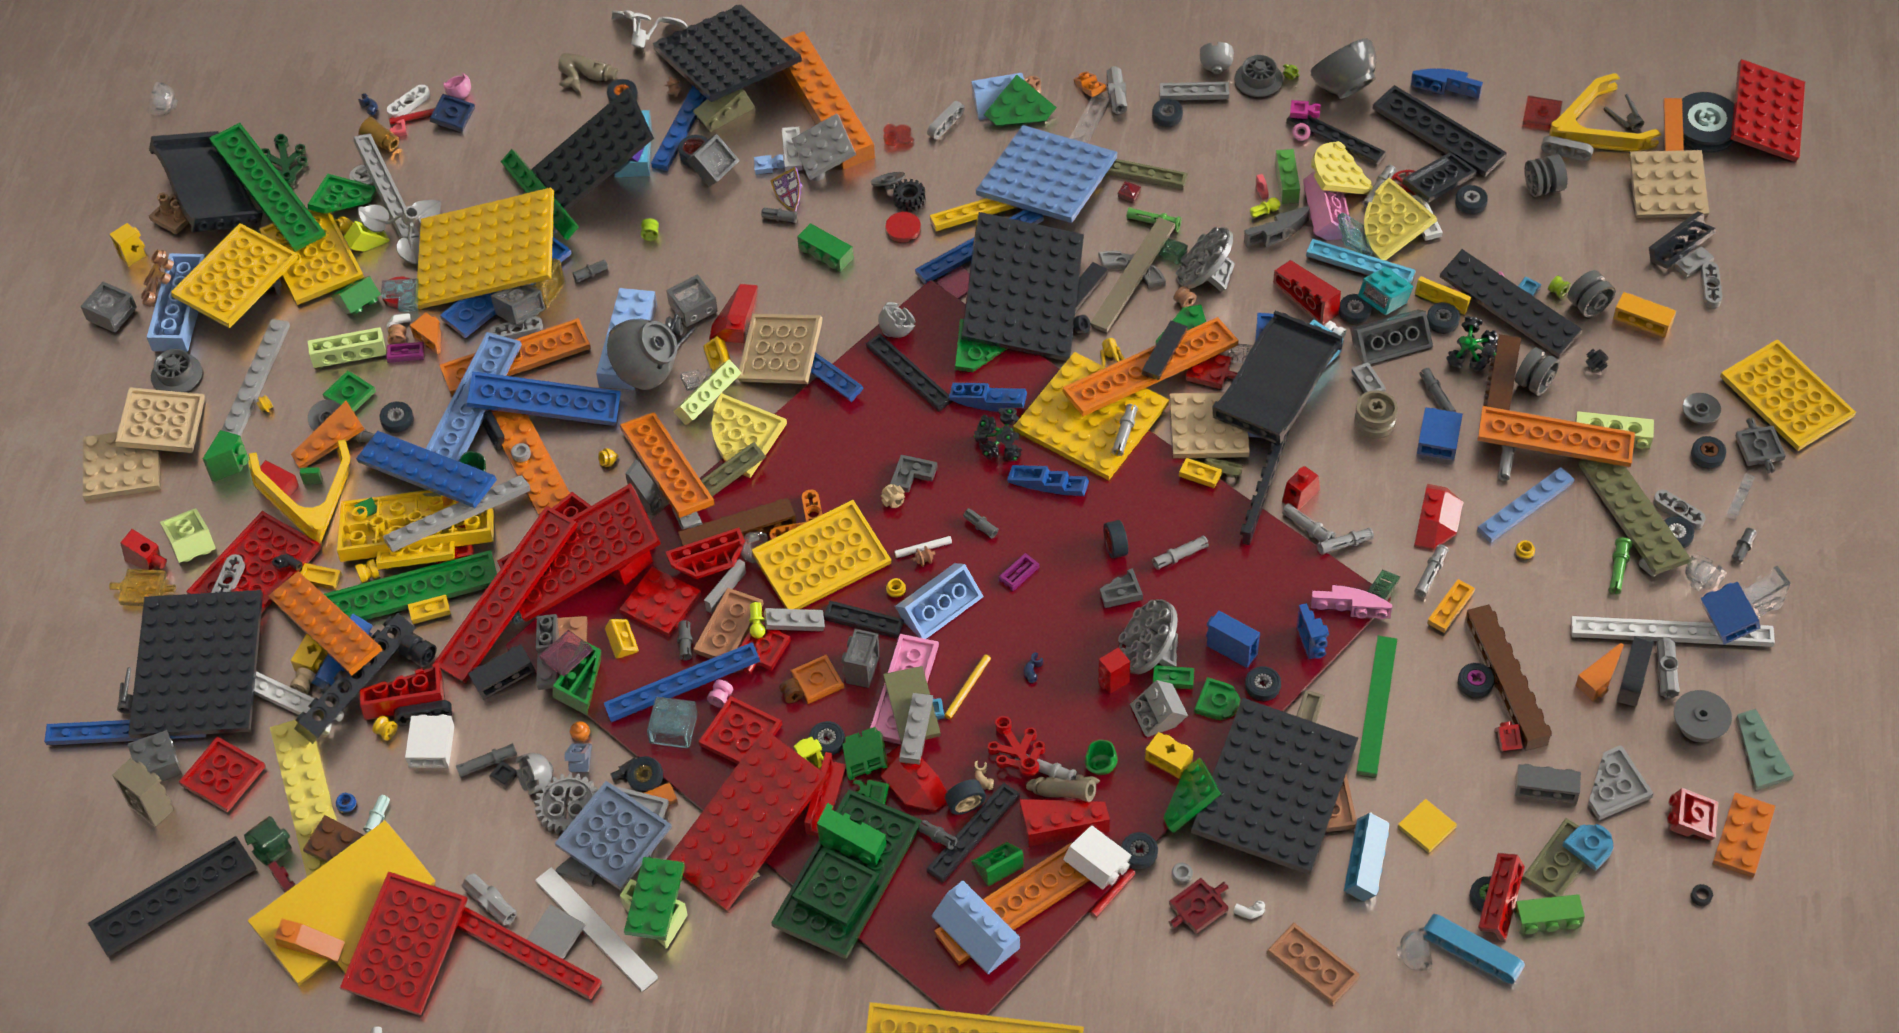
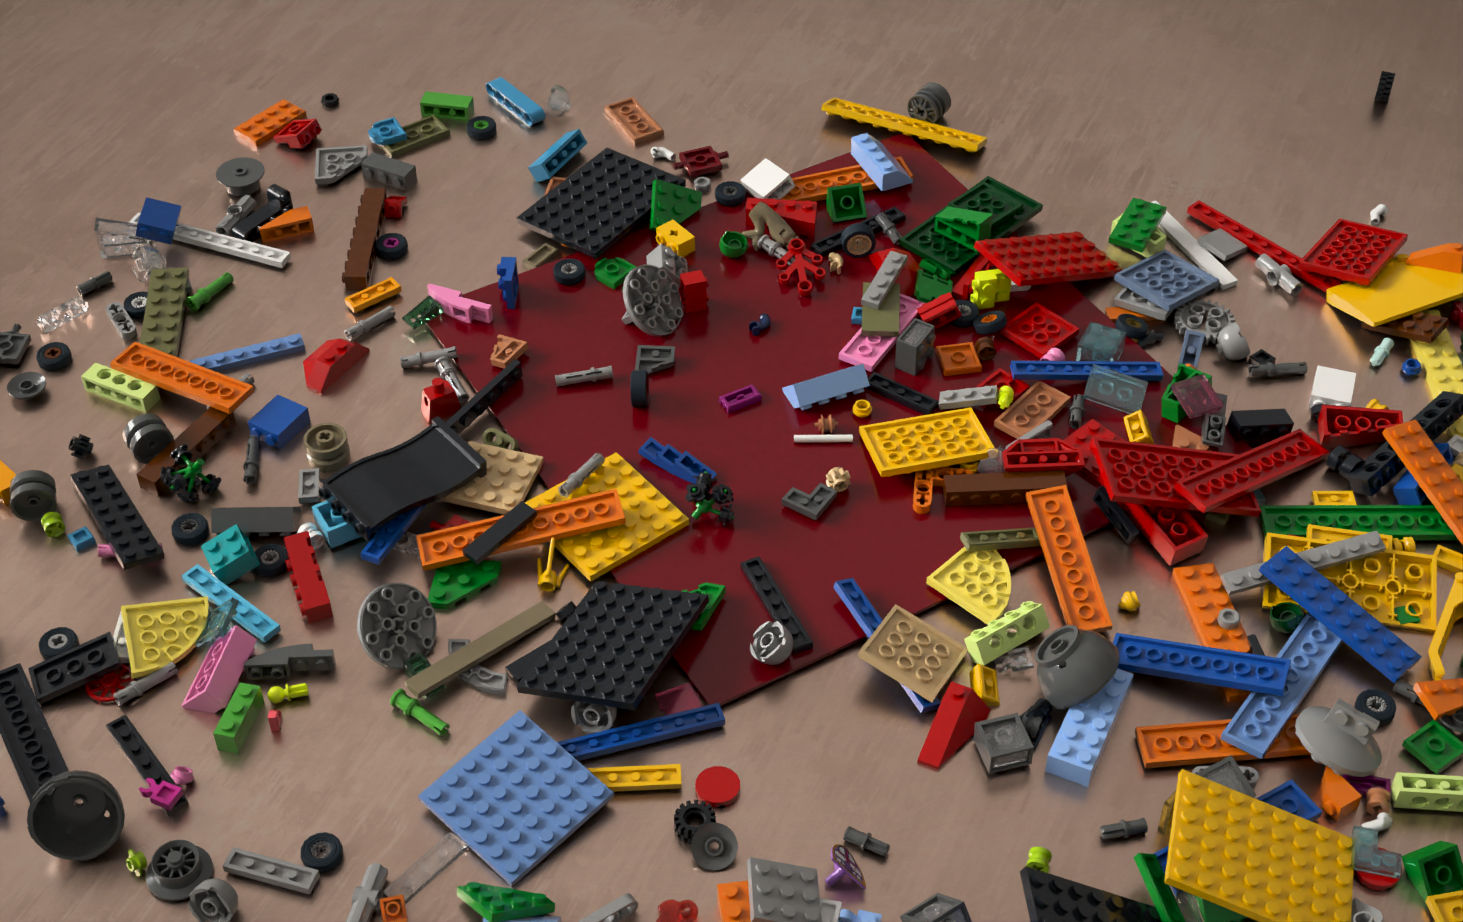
camera: 165 degrees left, 10 degrees down
(427, 363) = (1340, 738): none -> light grey bracket
(644, 487) = (1100, 540): dark grey slope -> none
(649, 665) = (1115, 389): none -> clear light blue tile
(803, 725) = (990, 322): none -> black bush
(825, 247) = (822, 777): green brick -> none
(849, 717) = (940, 311): none -> red brick
(967, 686) = (826, 323): yellow bar -> none
(981, 523) = (759, 440): dark grey axle -> none
(986, 398) = (702, 552): blue slope -> none
(1129, 191) = (428, 759): dark red tile -> none
(1148, 174) = (389, 776): olive tile -> none
(1184, 297) = (442, 611): nougat wheel -> none
(1200, 472) = (527, 434): yellow plate -> none
(1232, 638) = (578, 291): blue brick -> none
(1271, 561) = (507, 350): none -> nougat wing
(1338, 171) = (181, 696): light yellow plate -> none
(1377, 706) = (481, 249): green tile -> none
(1427, 825) = (497, 172): yellow tile -> none
(1441, 294) = (173, 545): yellow plate -> none
(1502, 895) = (474, 115): red fence -> none
(1525, 545) = (277, 320): yellow plate -> none
(1763, 754) = (211, 157): sand green wing -> none

